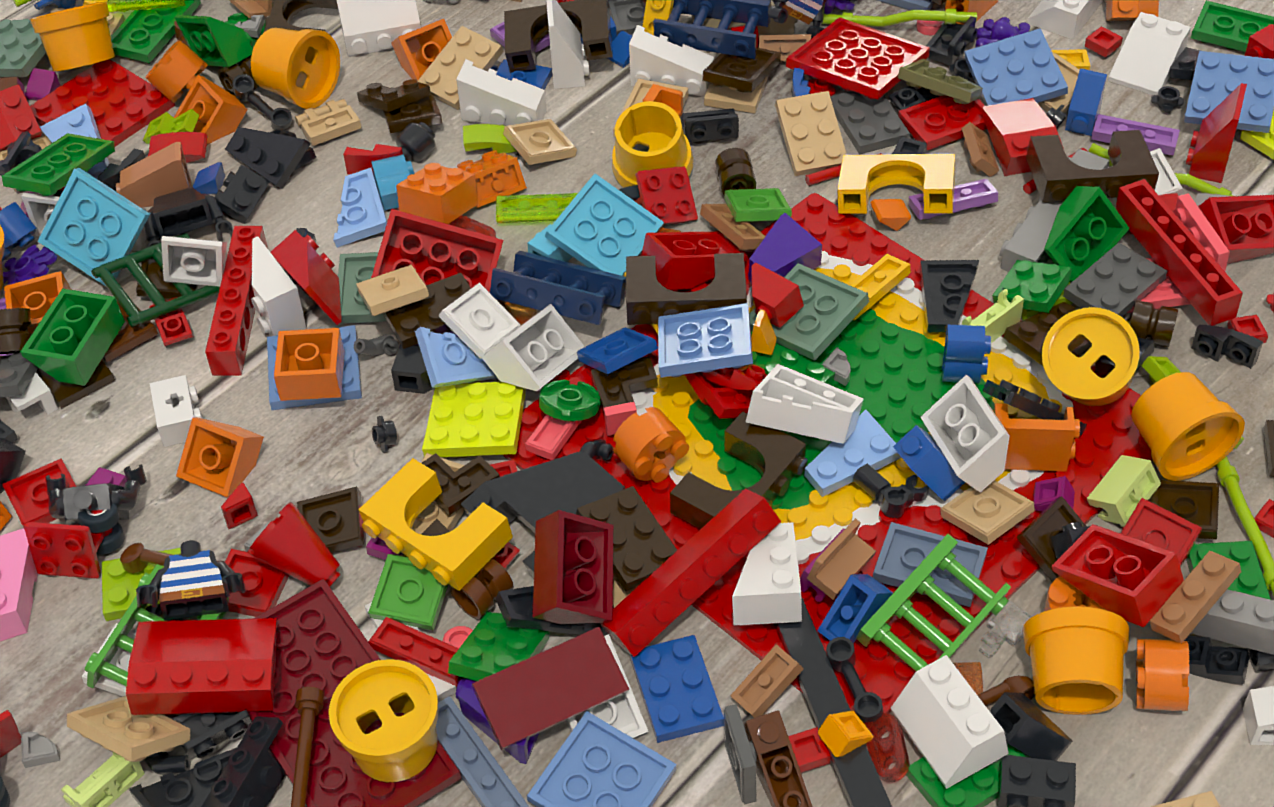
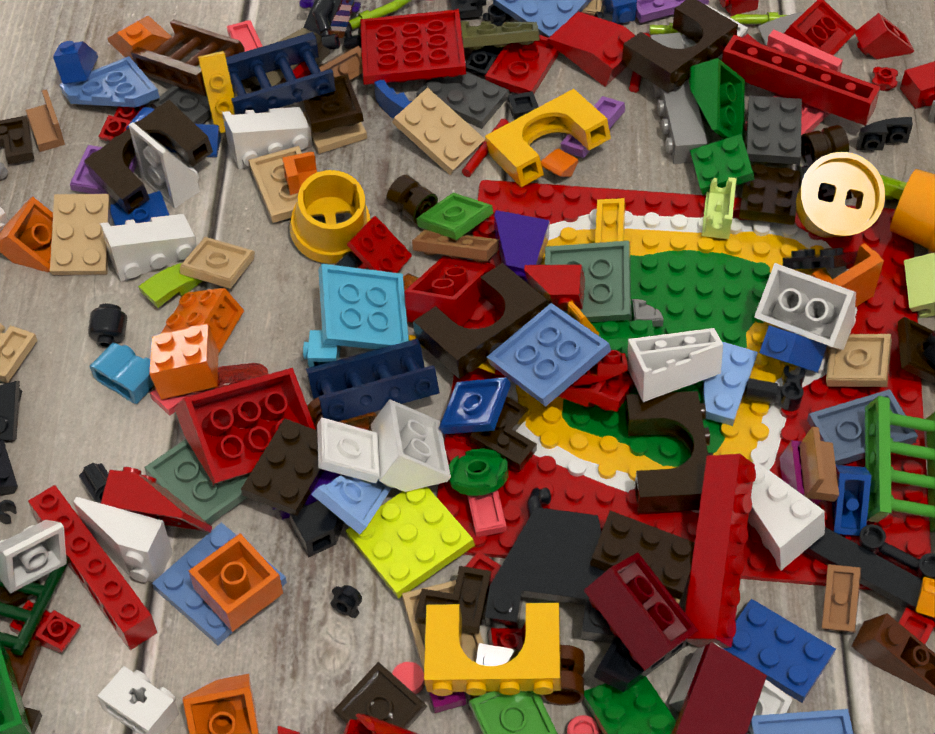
camera: 40 degrees left, 5 degrees up
(361, 159) = (77, 370): red slope -> none
(361, 209) = (117, 414): light blue wing -> none
(376, 346) = (259, 526): dark grey arm -> none
(392, 290) = (247, 470): tan plate -> none
(393, 98) = (45, 298): dark brown plate -> none
(422, 111) = (74, 301): dark brown plate -> none
(531, 207) = (274, 322): clear neon green plate -> none
(616, 415) = (532, 461): coral tile -> none
(649, 444) = (585, 468): orange brick -> none
(710, 125) = (353, 162): black bracket -> none
(740, 754) = (885, 667): dark grey plate -> none
(819, 86) = (406, 87): red plate -> none
(946, 291) = (665, 205): black wing -> none
(965, 353) = (736, 247): blue brick -> none
(980, 150) = (566, 71): medium nougat plate -> none
(1050, 489) = (884, 319): magenta slope -> none
(1249, 325) = (883, 111): red tile -> none

